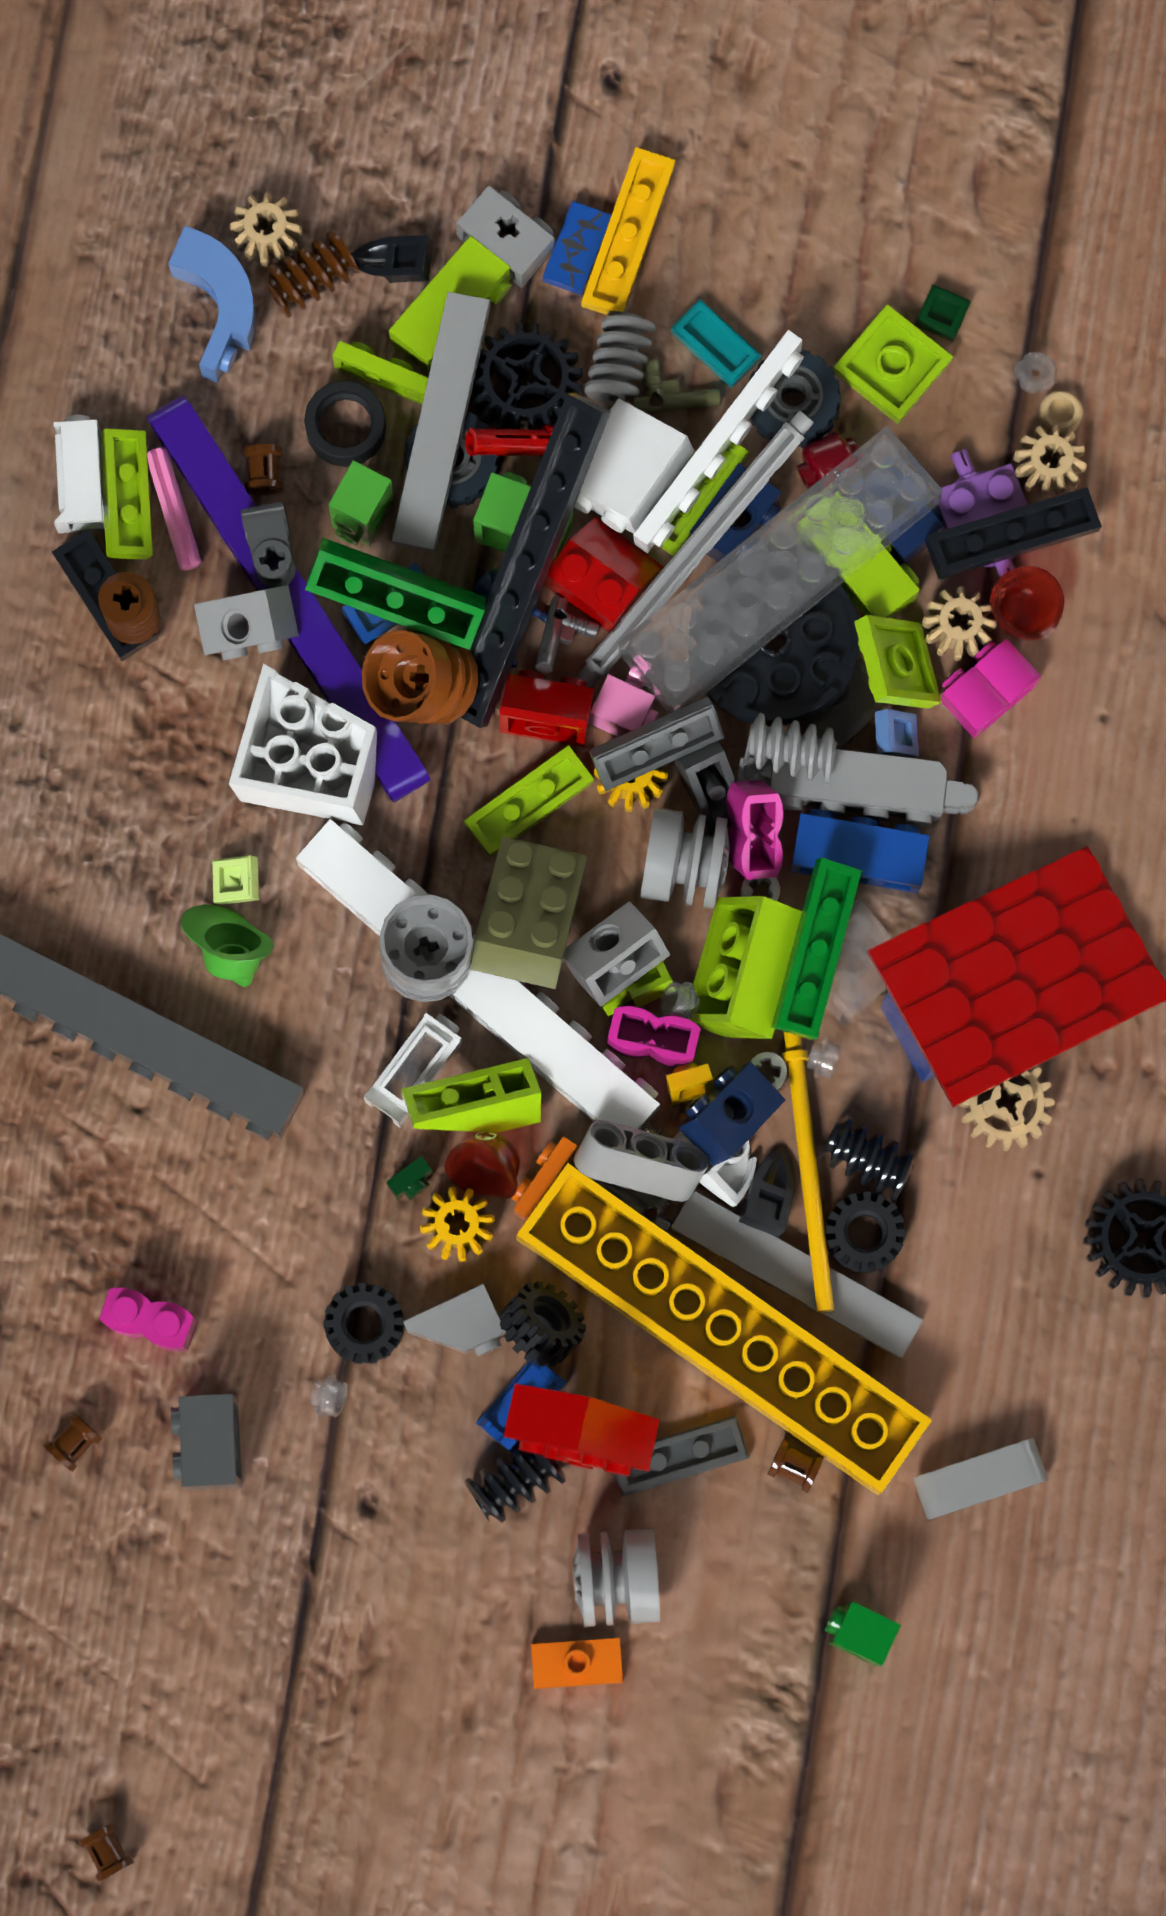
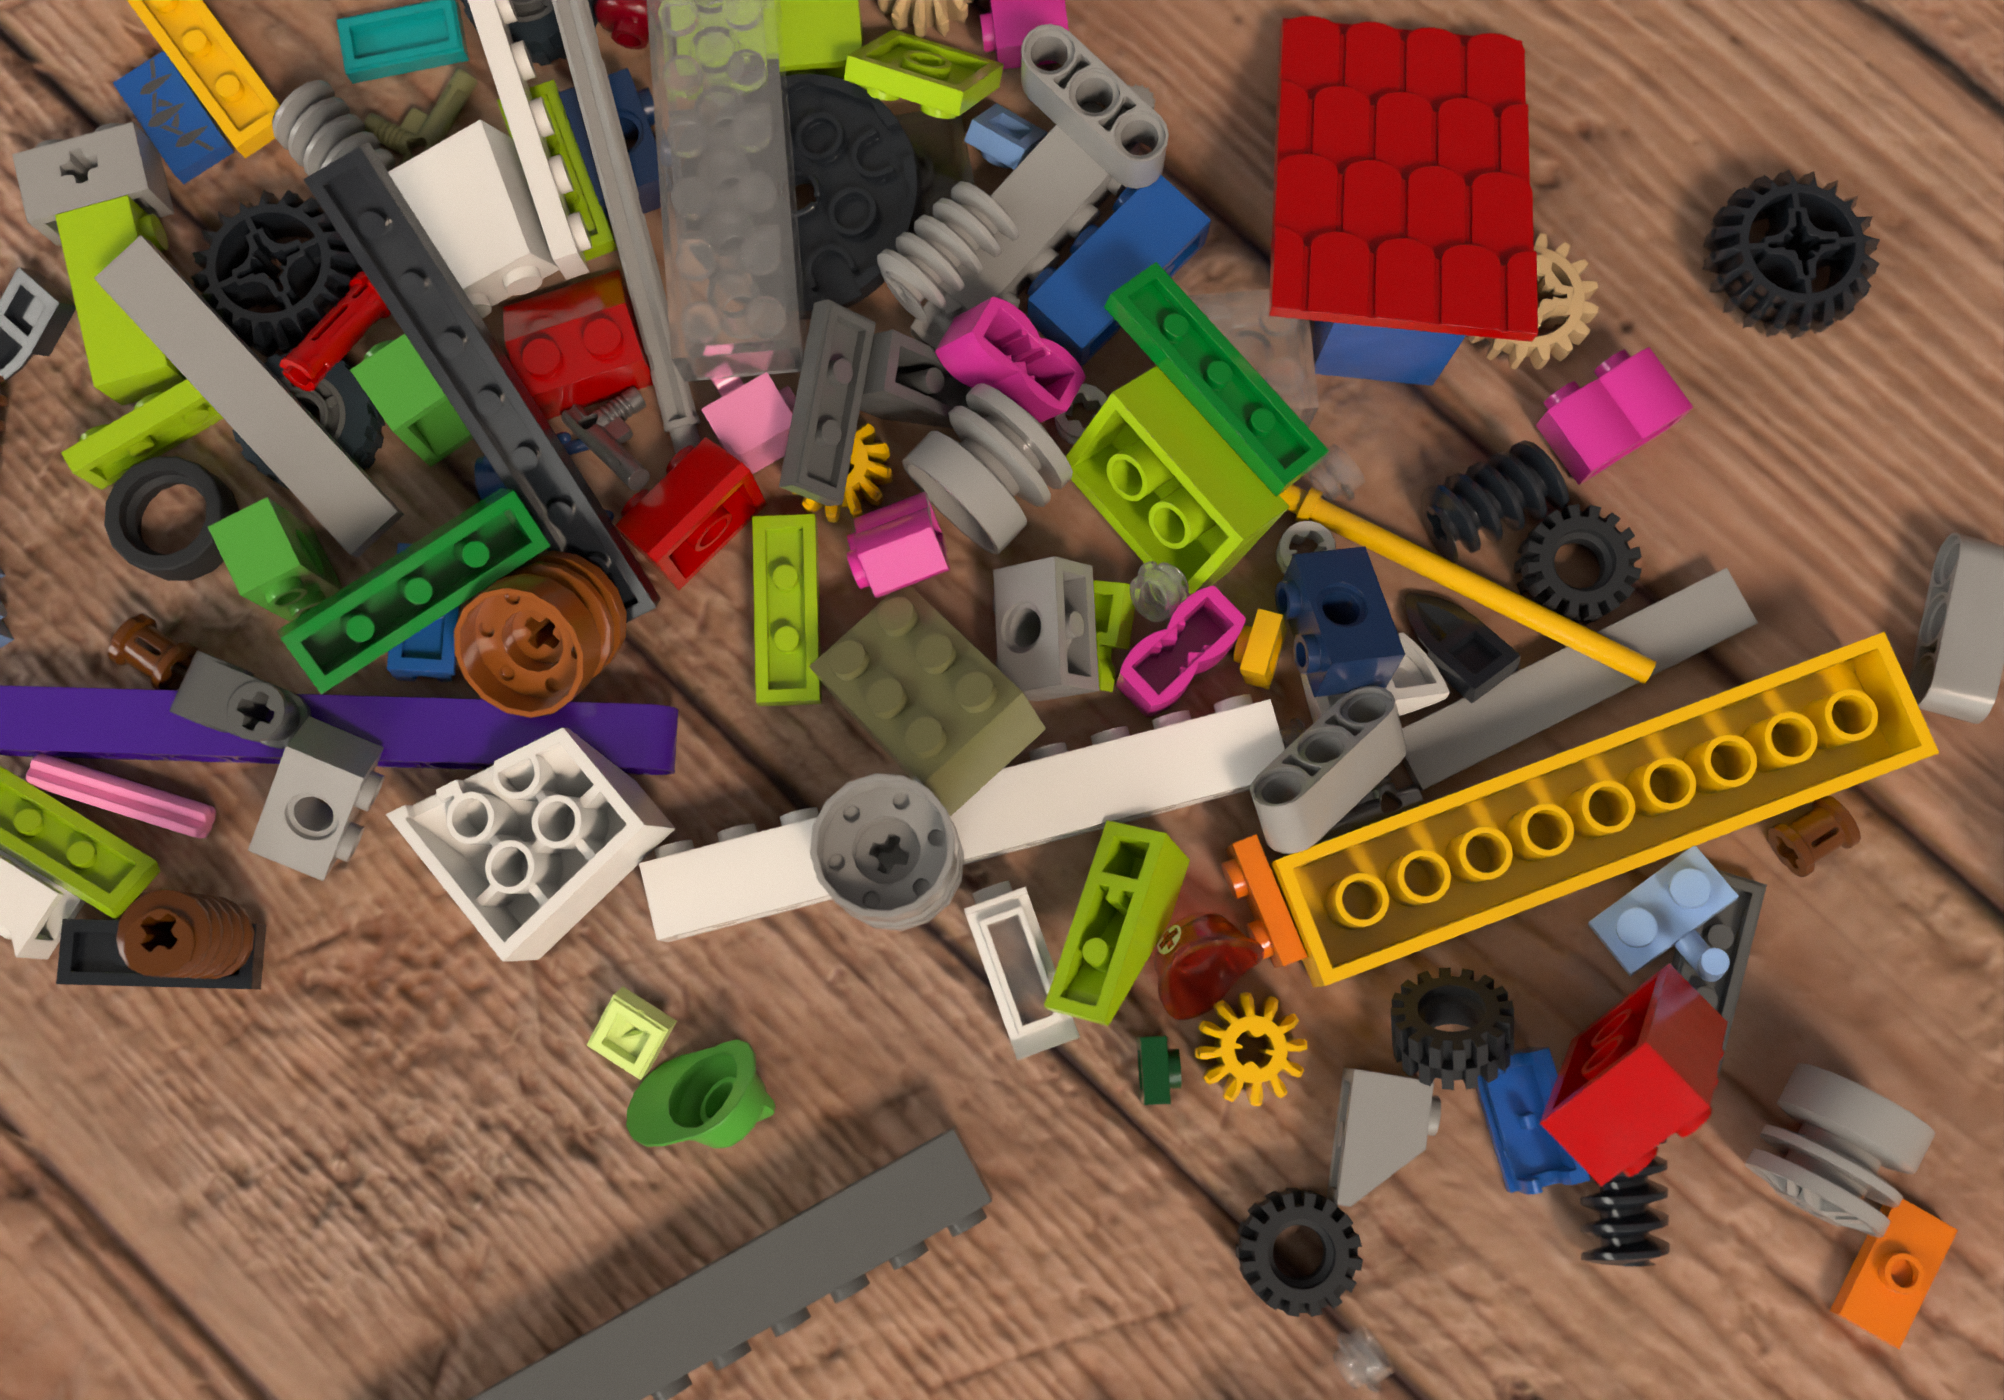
camera: 50 degrees left, 0 degrees up
(605, 838) = (897, 546): none -> dark pink brick
(690, 1408) = (1666, 914): none -> light blue plate
(941, 753) = (1086, 80): none -> light grey beam
(970, 1195) = (1612, 414): none -> dark pink brick

